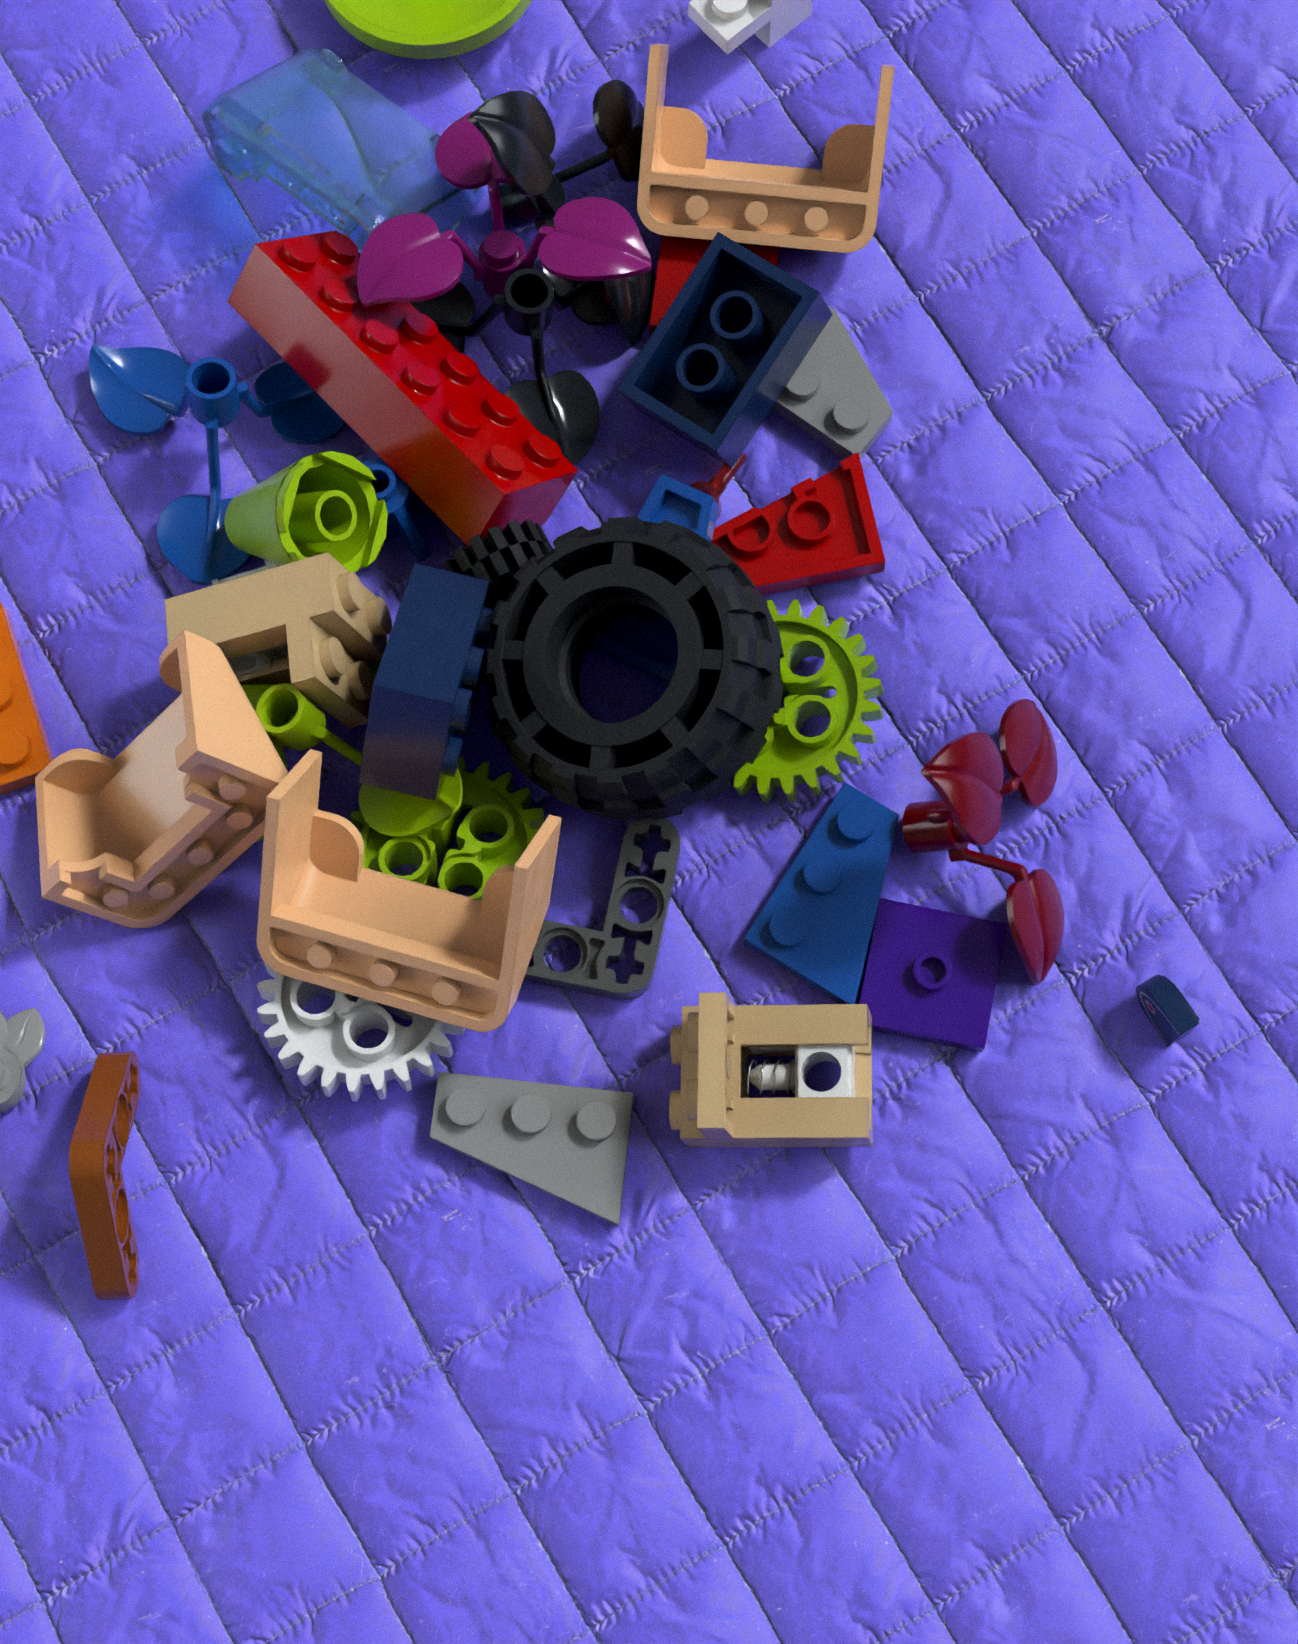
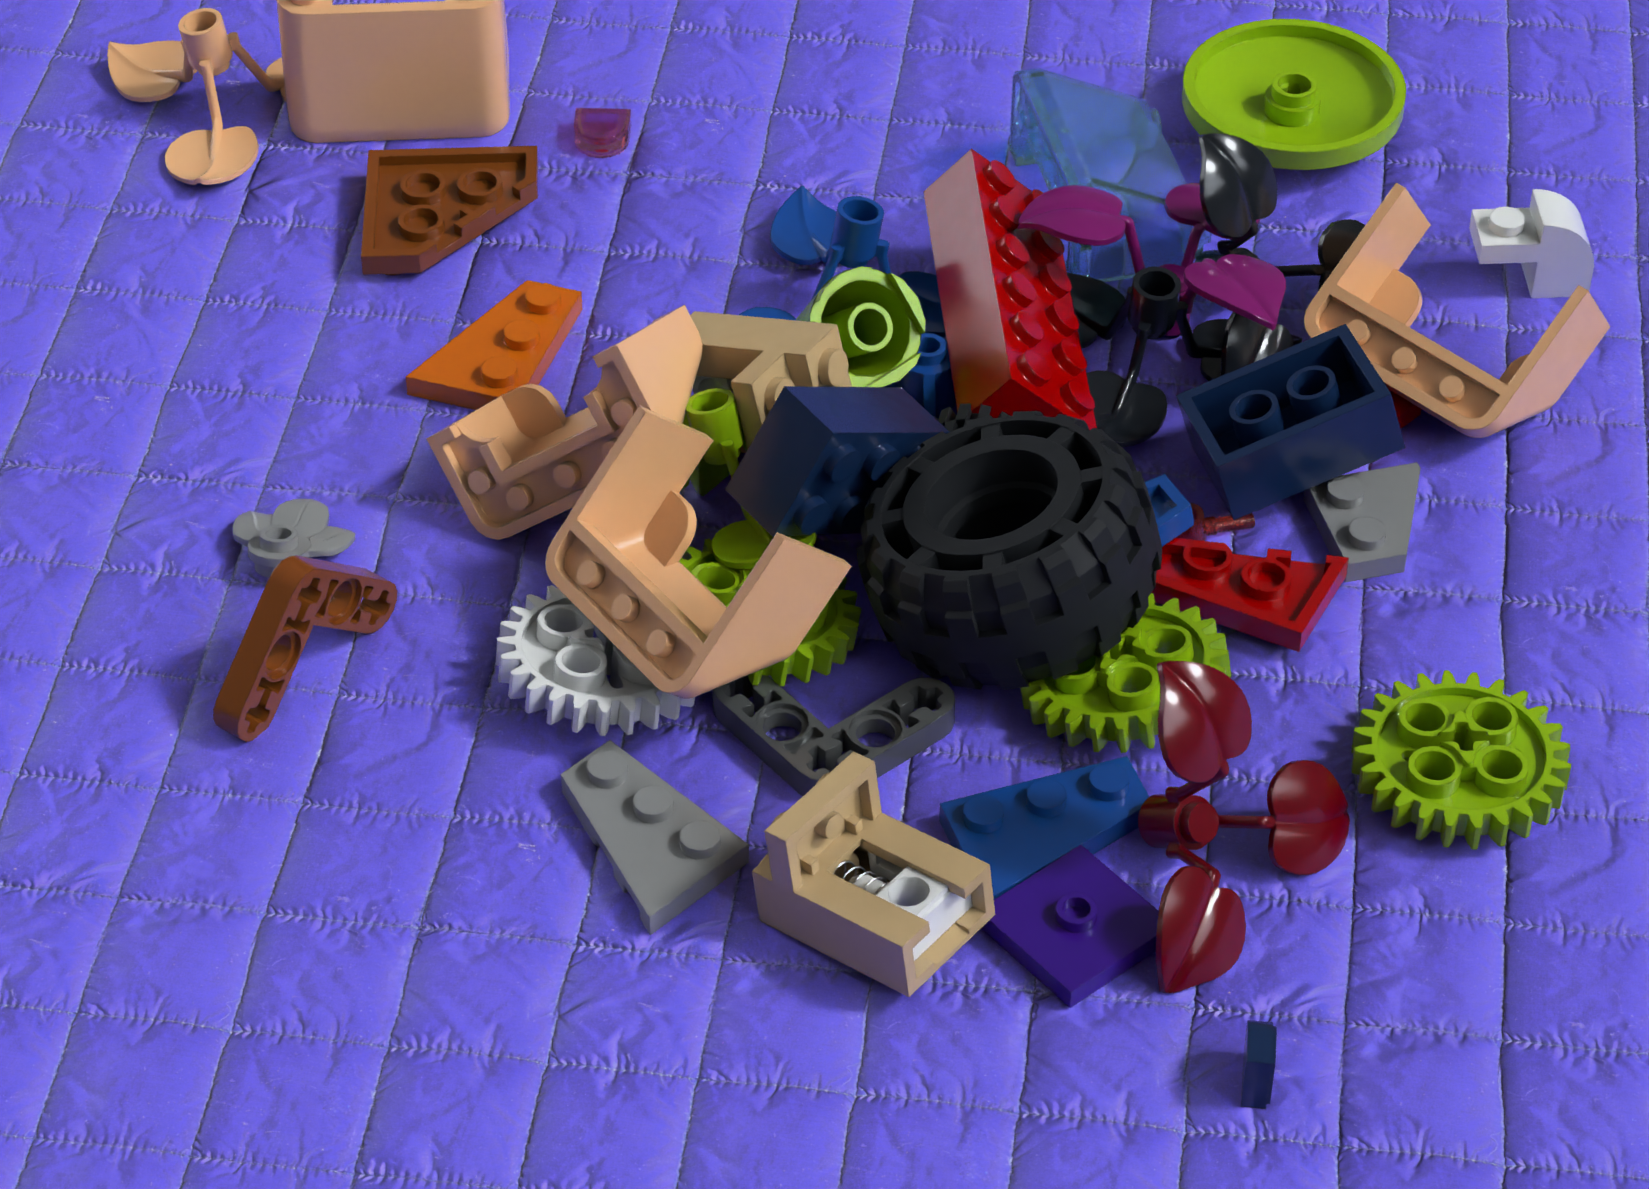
camera: 35 degrees right, 30 degrees down
(1129, 639) = (1460, 759): none -> lime gear

